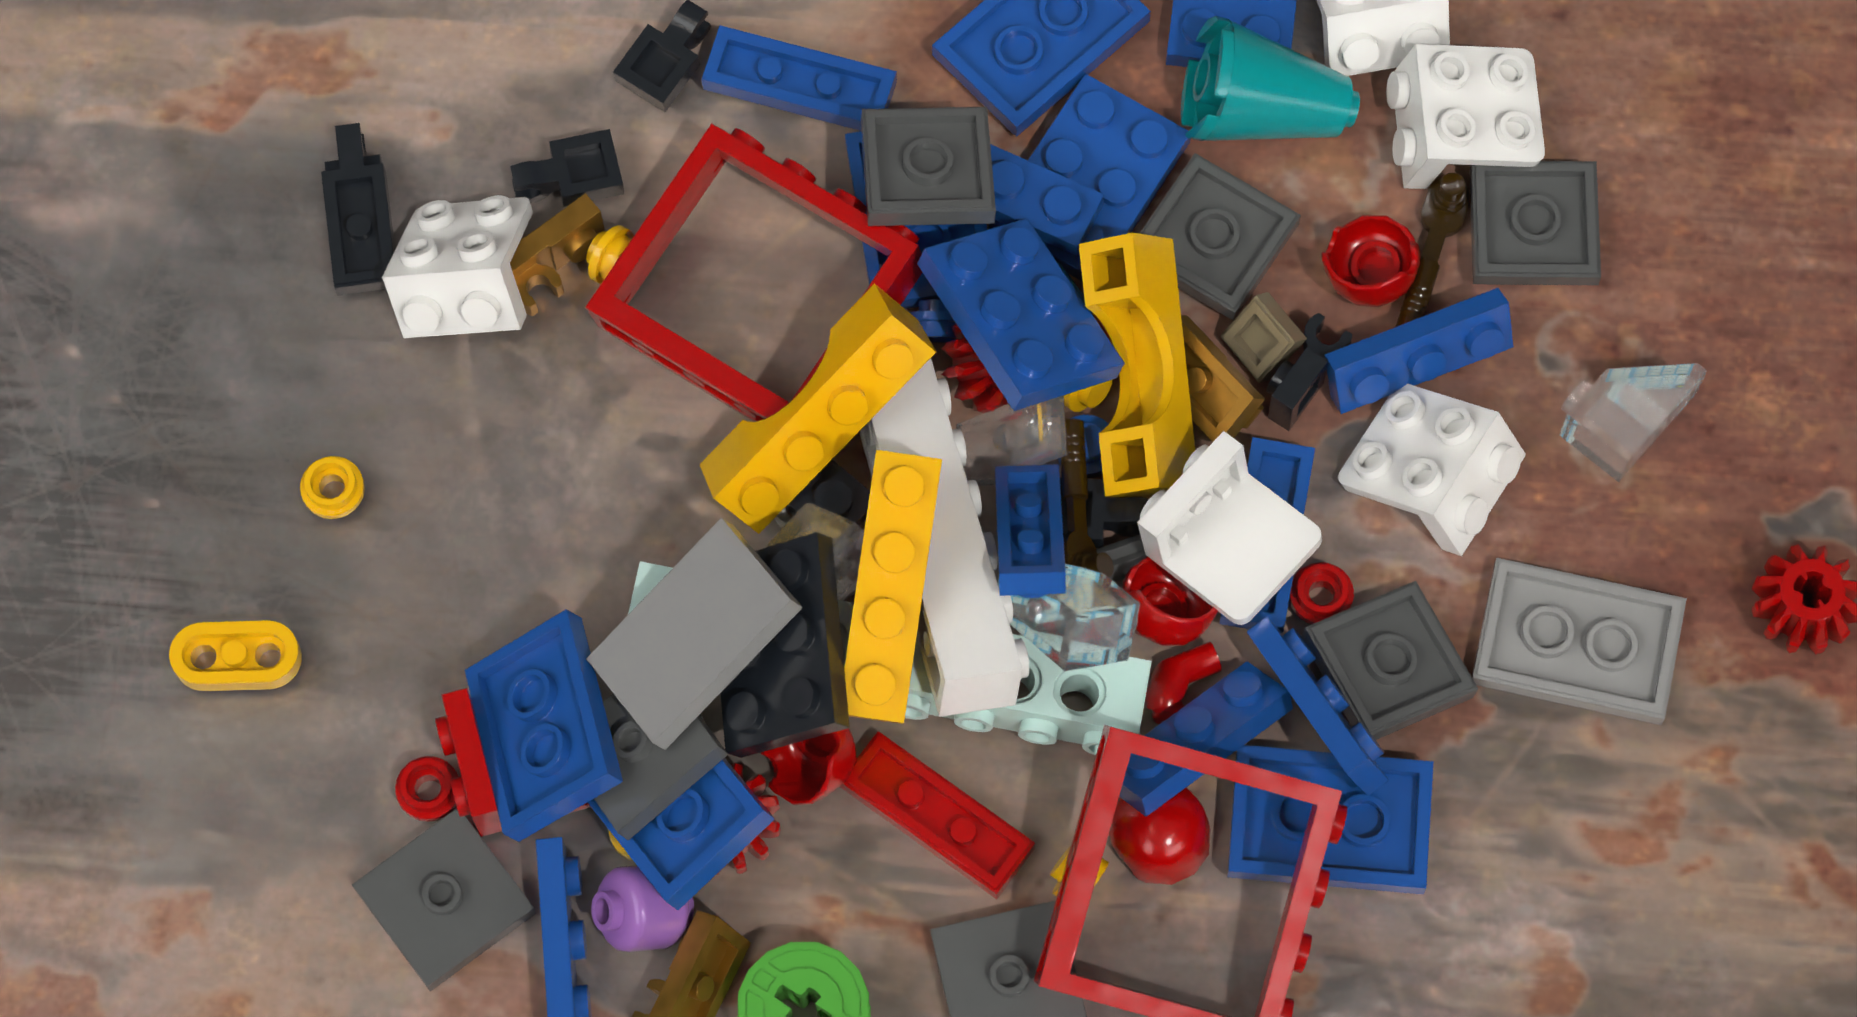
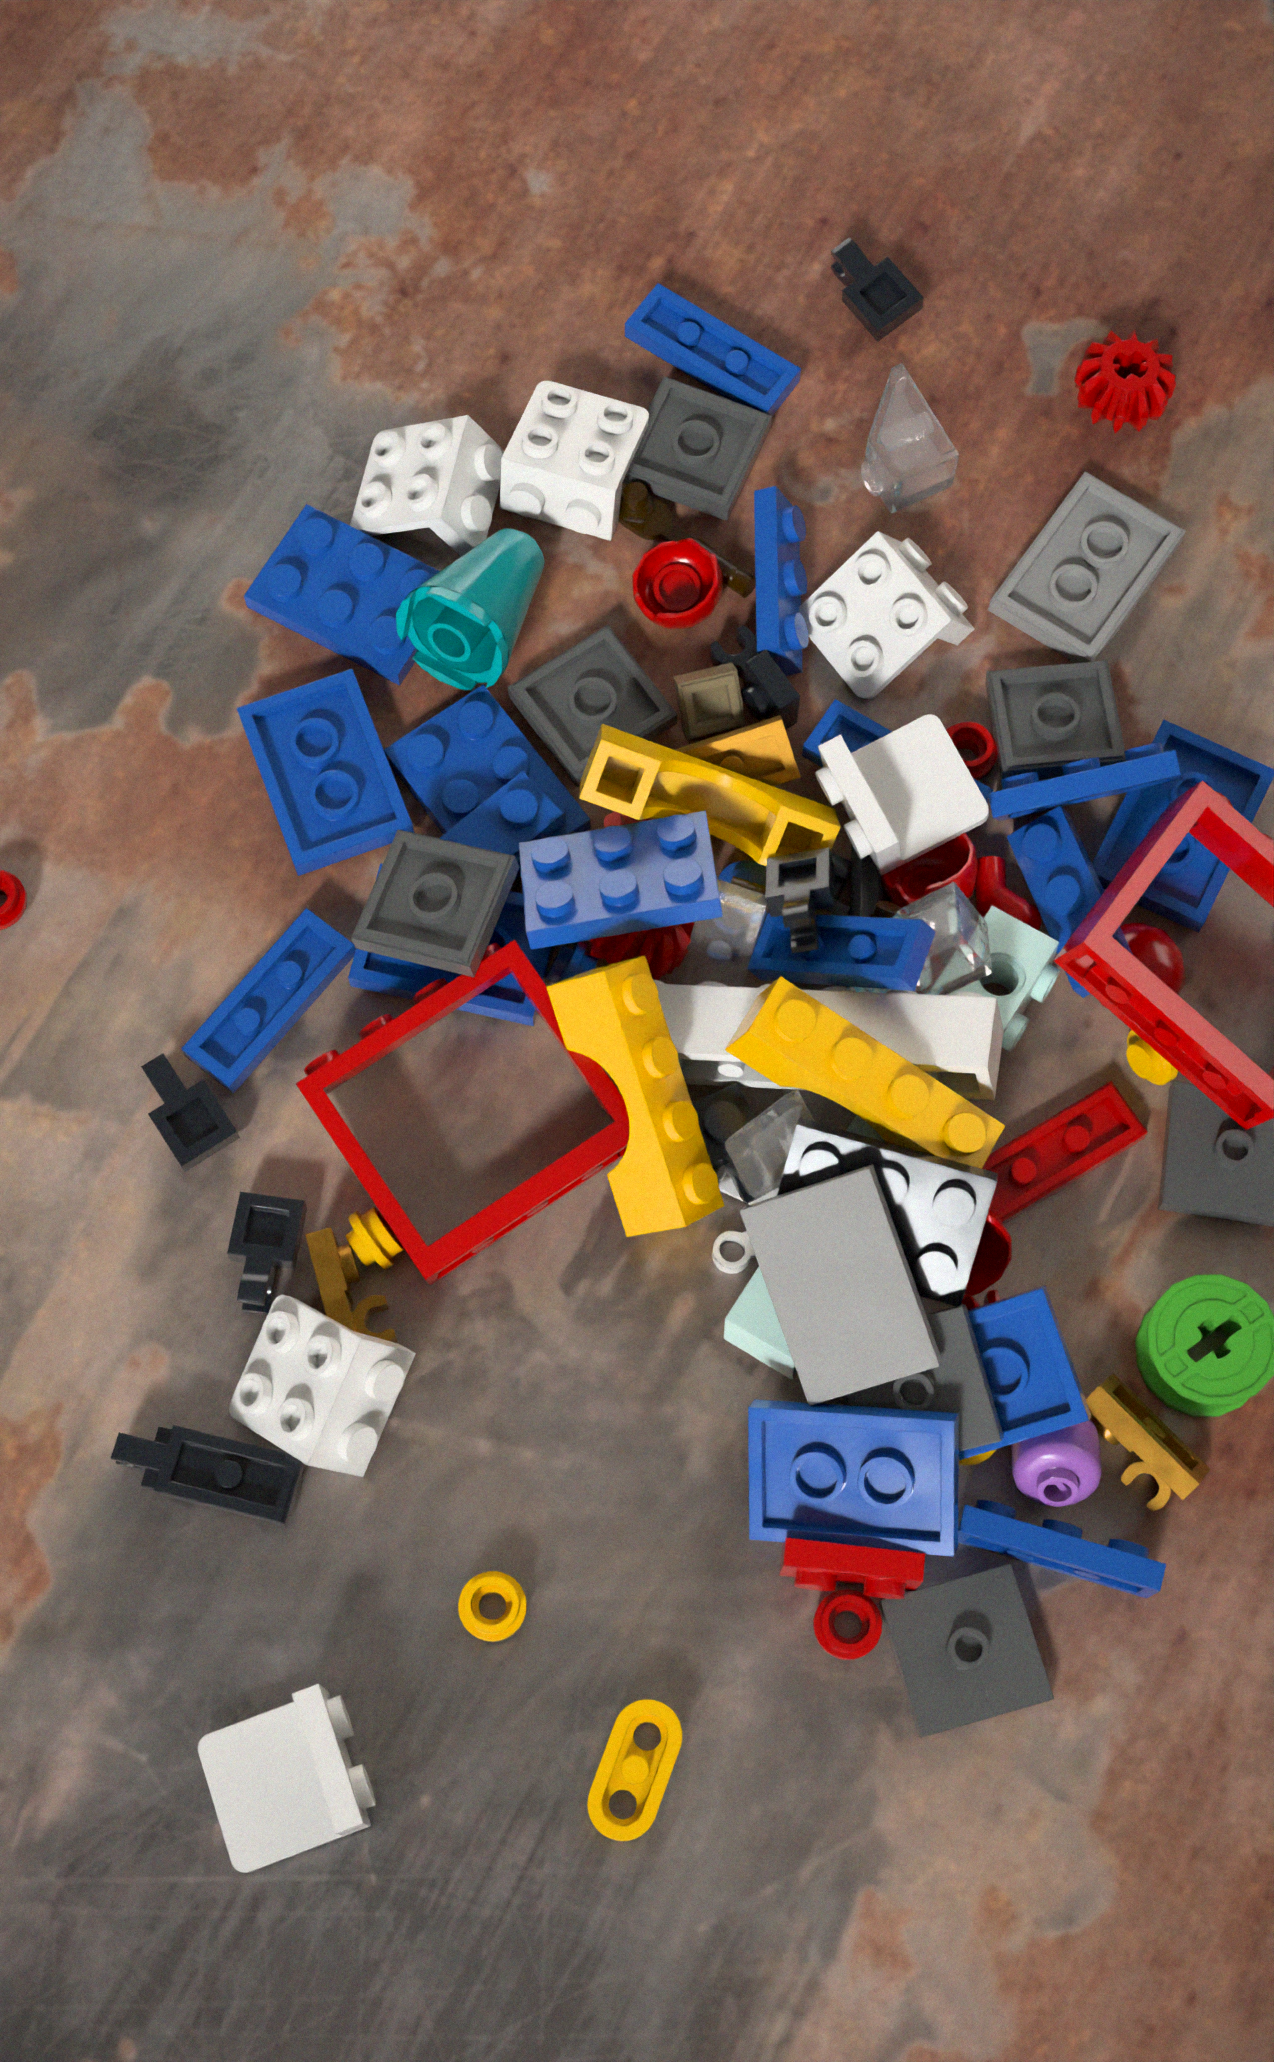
camera: 70 degrees left, 0 degrees up
(125, 380) = (286, 1780): none -> white bracket
(1079, 469) = (798, 887): none -> black plate
(1649, 197) = (711, 351): none -> blue plate
(1796, 326) = (874, 294): none -> black plate

